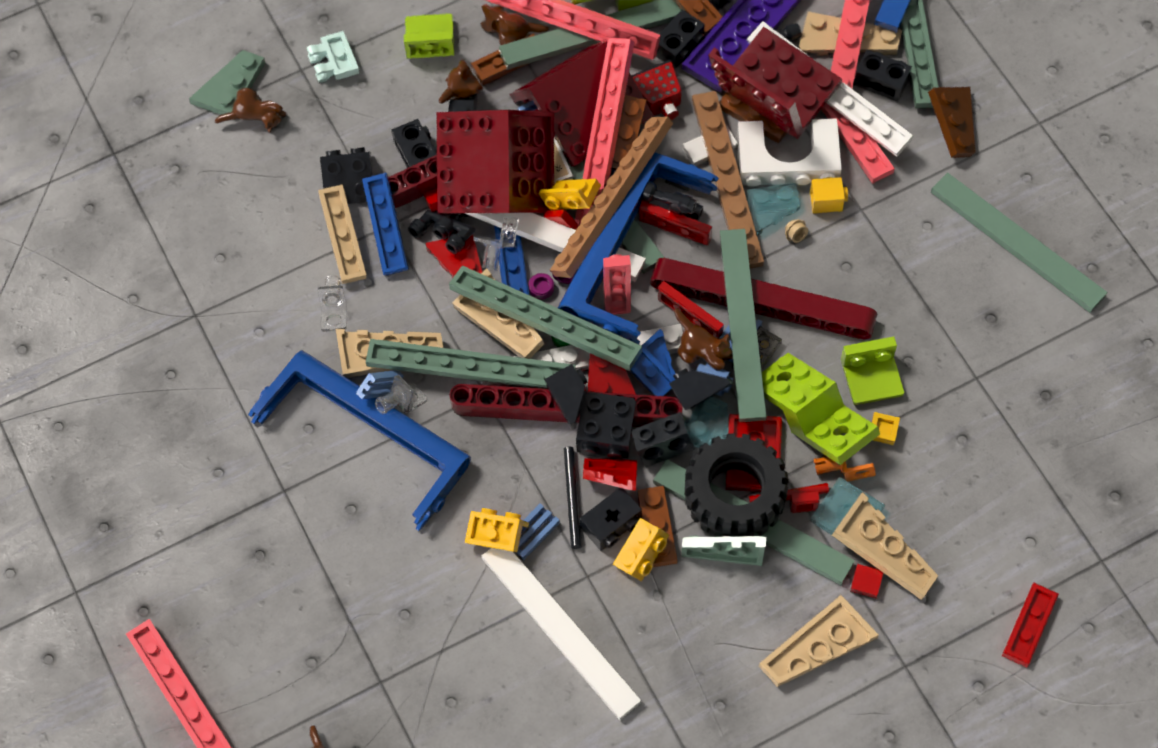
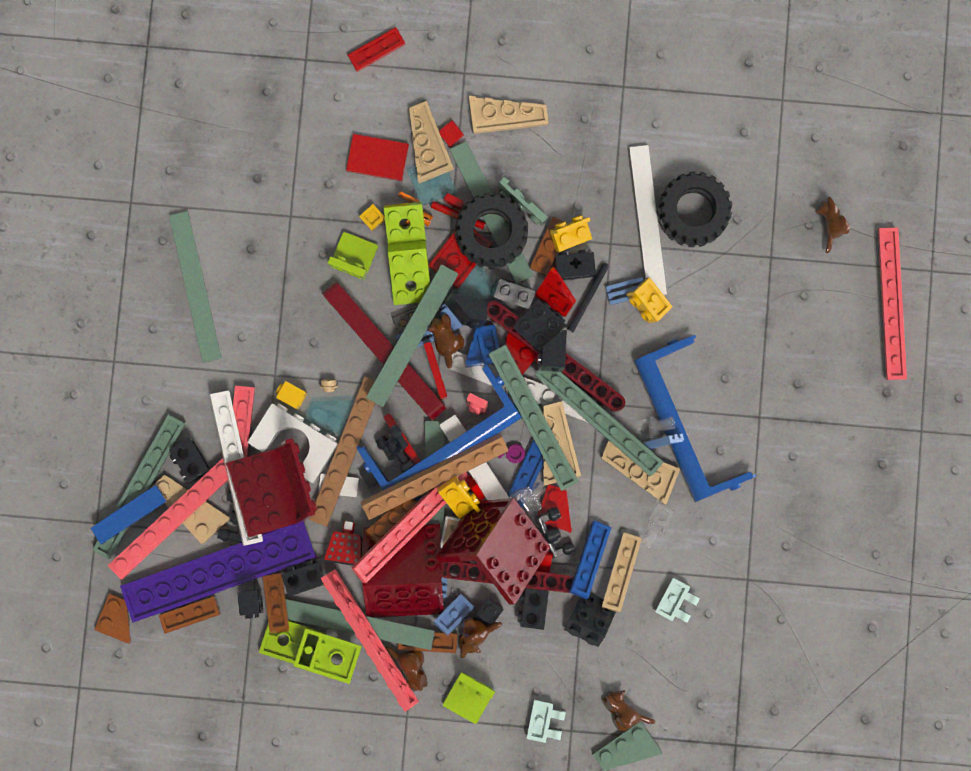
camera: 150 degrees left, 20 degrees up
(268, 244) = (673, 599): none -> light aqua plate
(498, 90) = (454, 615): none -> medium blue plate
(502, 634) = (702, 185): none -> black tyre
(930, 500) = (377, 157): none -> red tile
(955, 119) = (168, 396): reddish brown wing -> none

